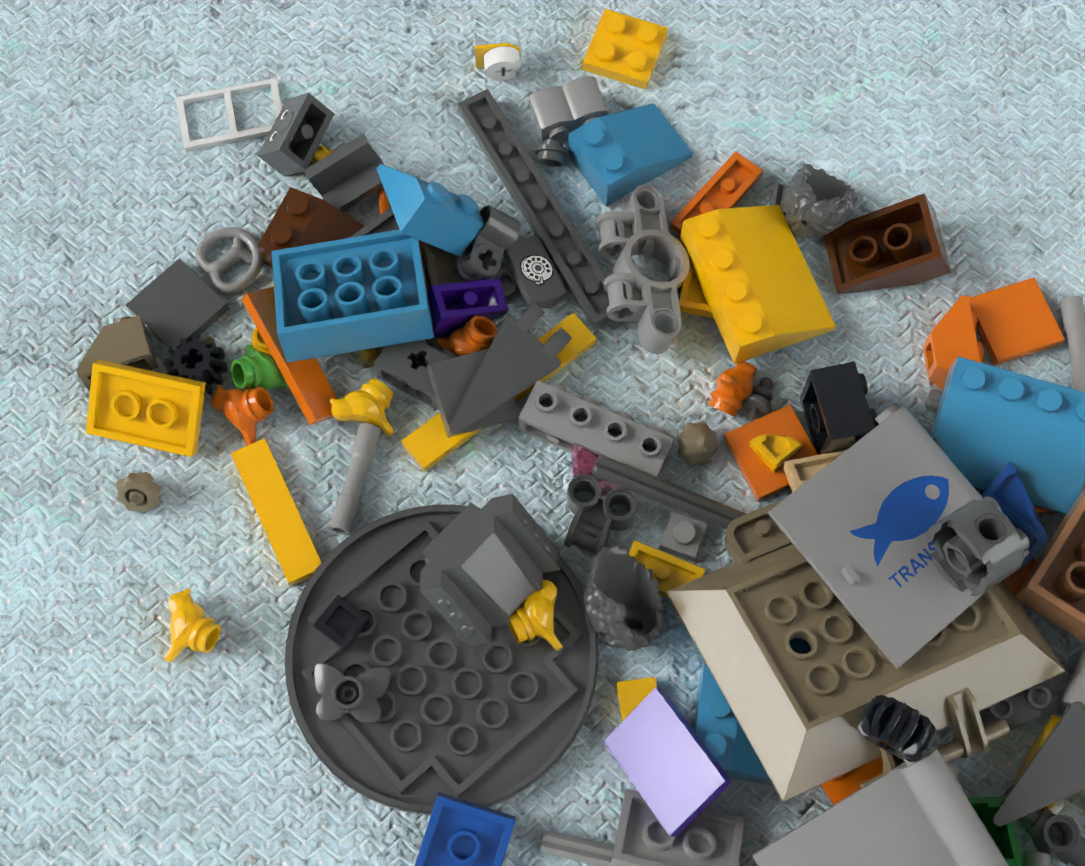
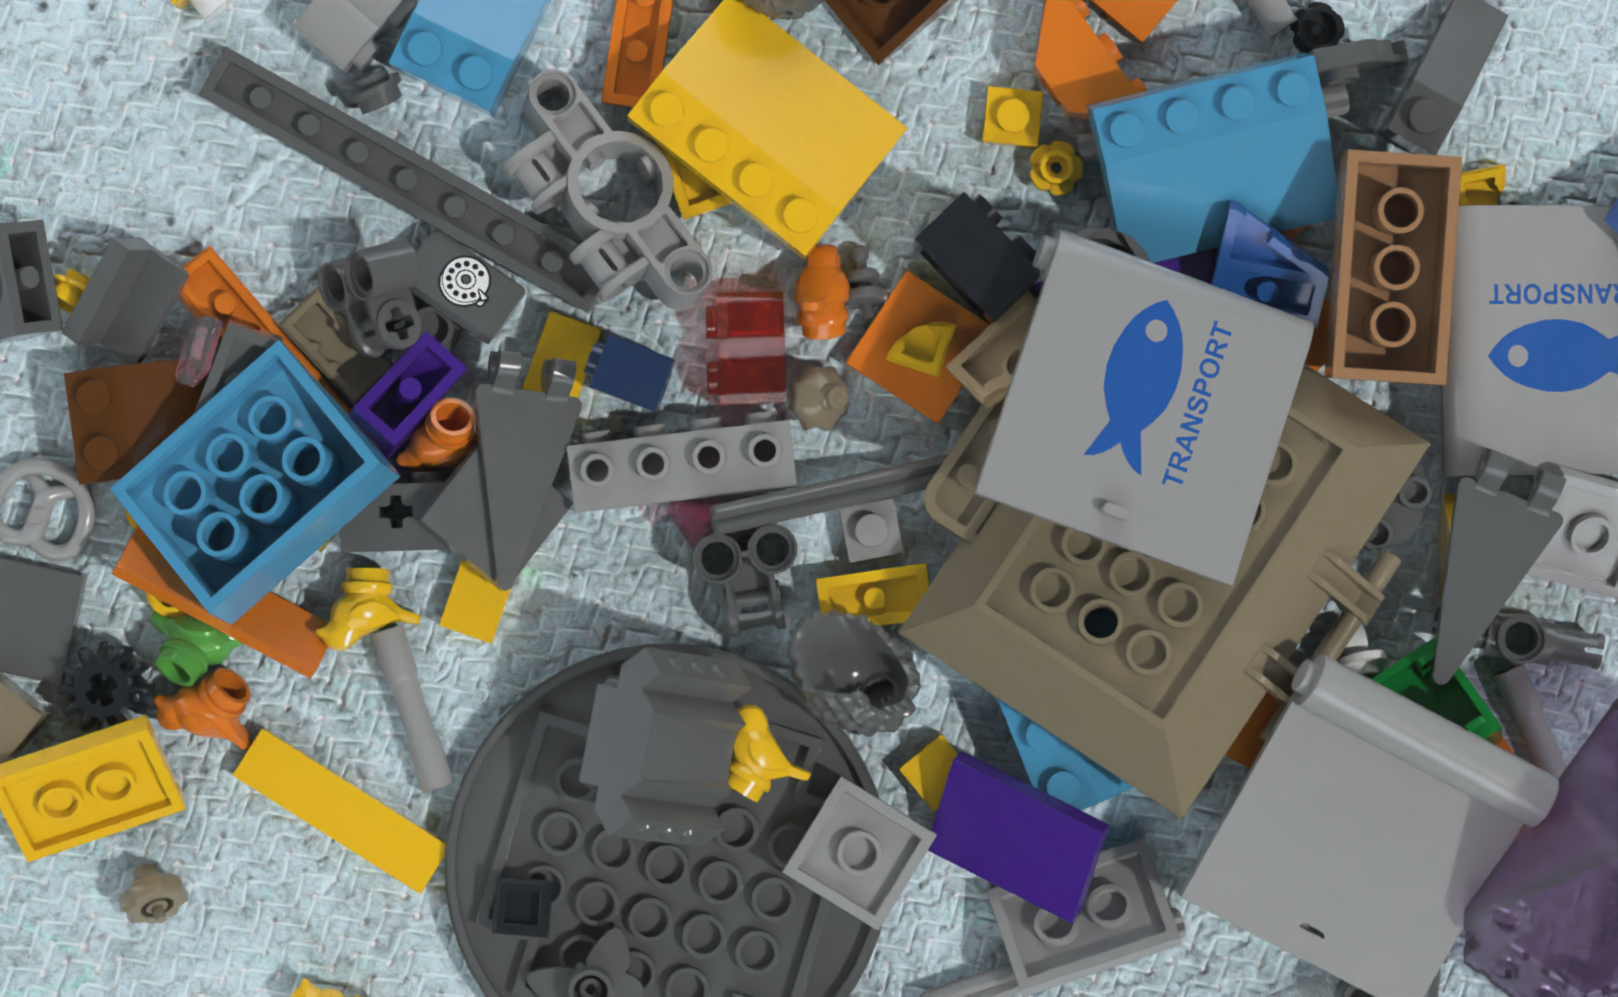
camera: 30 degrees left, 20 degrees up
(367, 215) = (198, 350): none -> clear tile
(431, 211) = (274, 297): dark azure slope -> none
(563, 712) = (859, 852): none -> light grey plate
(598, 362) = (629, 372): none -> dark blue slope
(673, 394) = (749, 349): none -> clear red brick
(896, 728) = (1267, 670): black gear -> none
(898, 361) = (1012, 117): none -> yellow plate
(916, 392) = (1042, 175): none -> yellow plate
(977, 546) = (1242, 413): dark grey brick -> none

